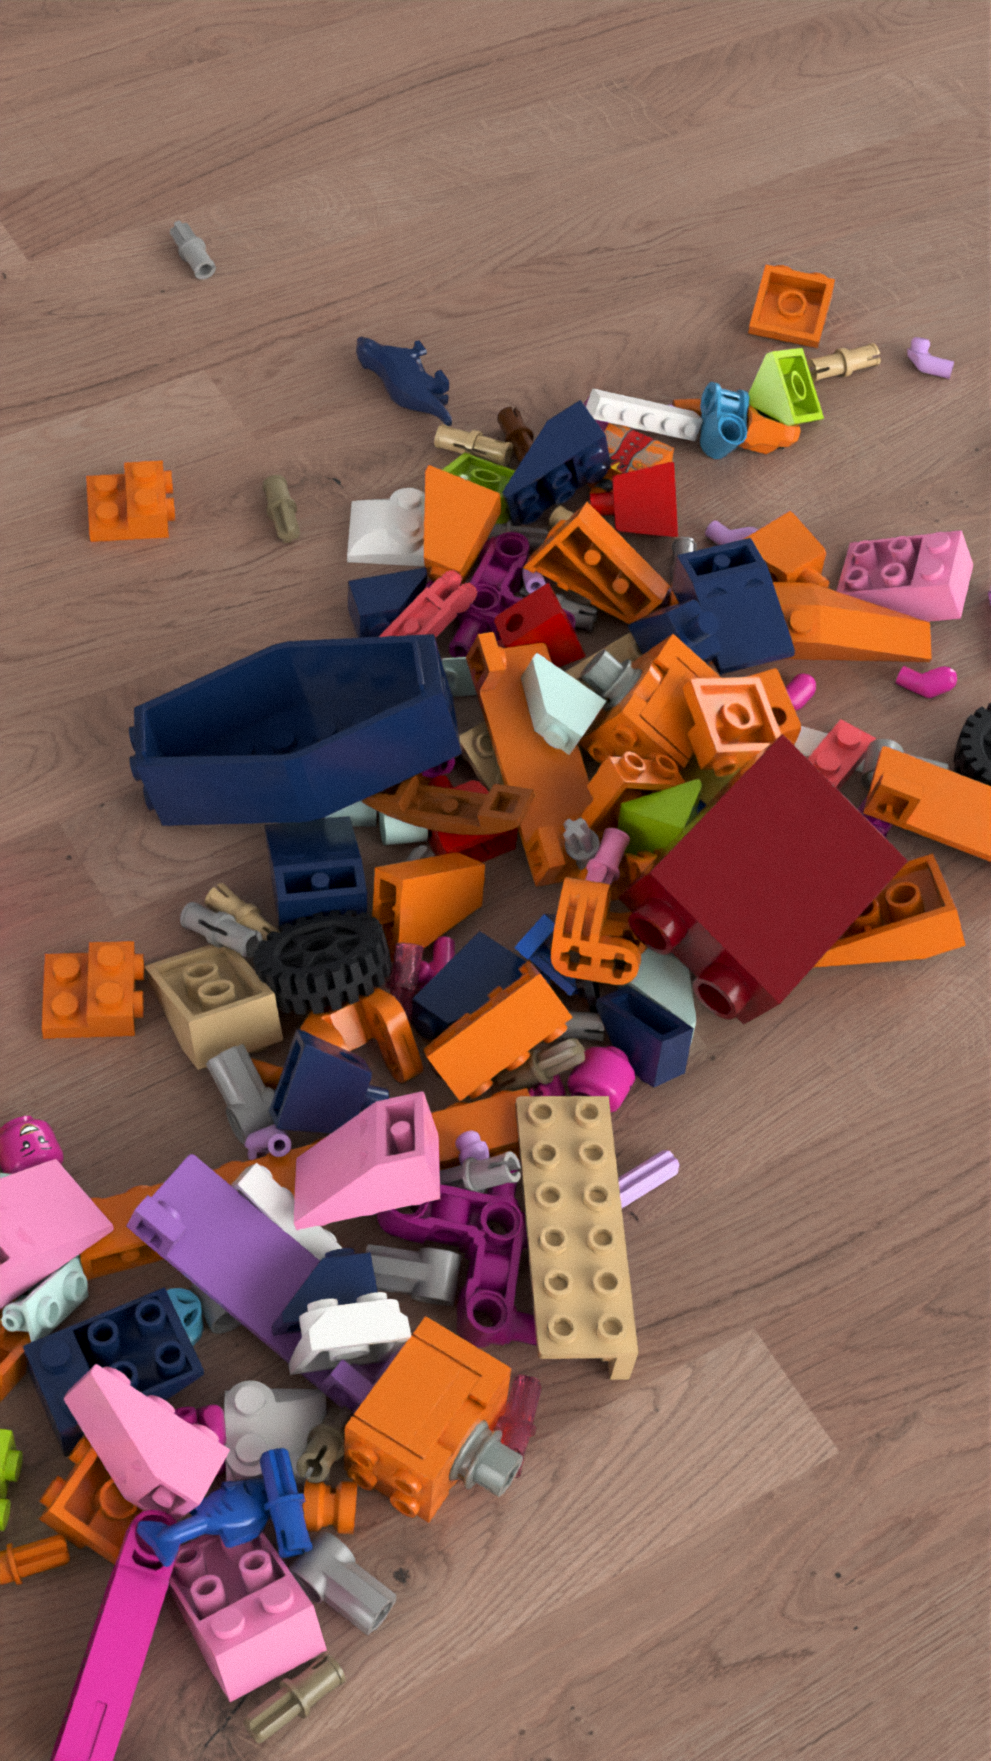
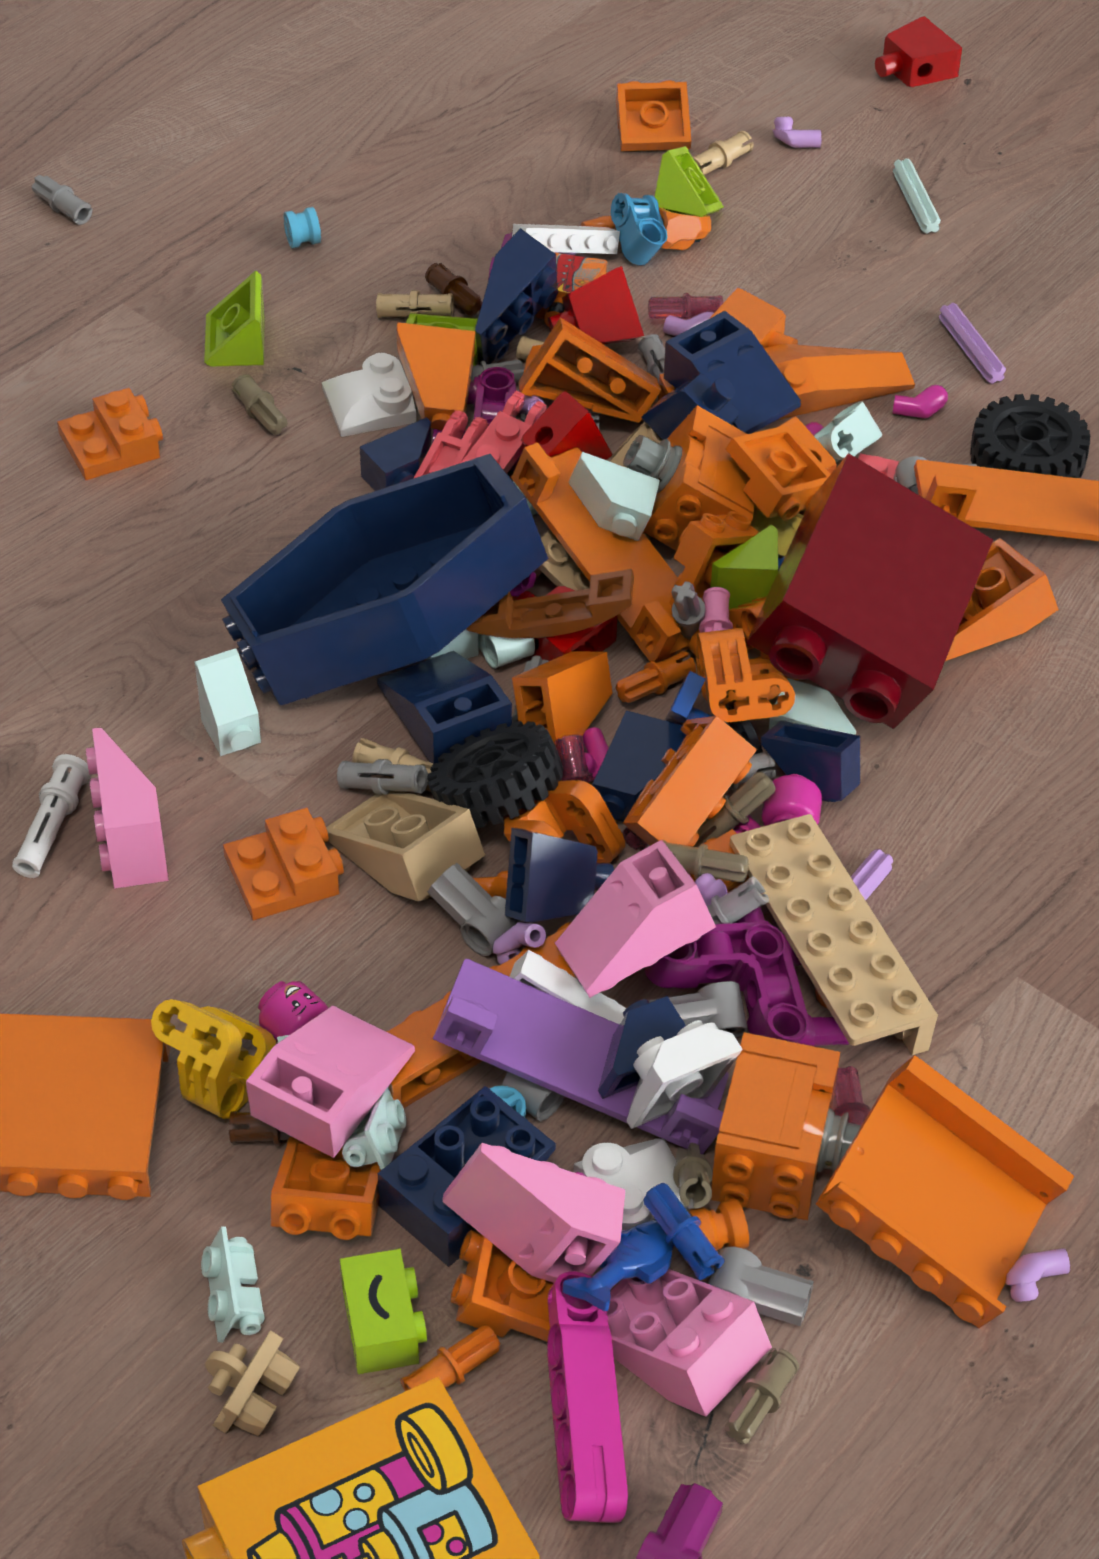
camera: 15 degrees left, 5 degrees down
(106, 811) = (227, 702): none -> light aqua slope
(296, 424) = (237, 327): none -> lime slope
(401, 333) = (302, 227): none -> medium azure wheel
(406, 378) = (323, 262): dark blue animal -> none
(475, 1116) = (717, 863): none -> dark tan axle
(477, 614) = (505, 433): none -> coral hinge
(524, 902) = (655, 677): none -> orange axle
(557, 1546) = (942, 1190): none -> orange panel
(623, 1651) = (1031, 1268): none -> lavender arm
(733, 515) = (682, 306): none -> clear pink axle
(831, 697) = (849, 432): none -> light aqua piece
(910, 574) = (866, 315): bright pink slope -> none

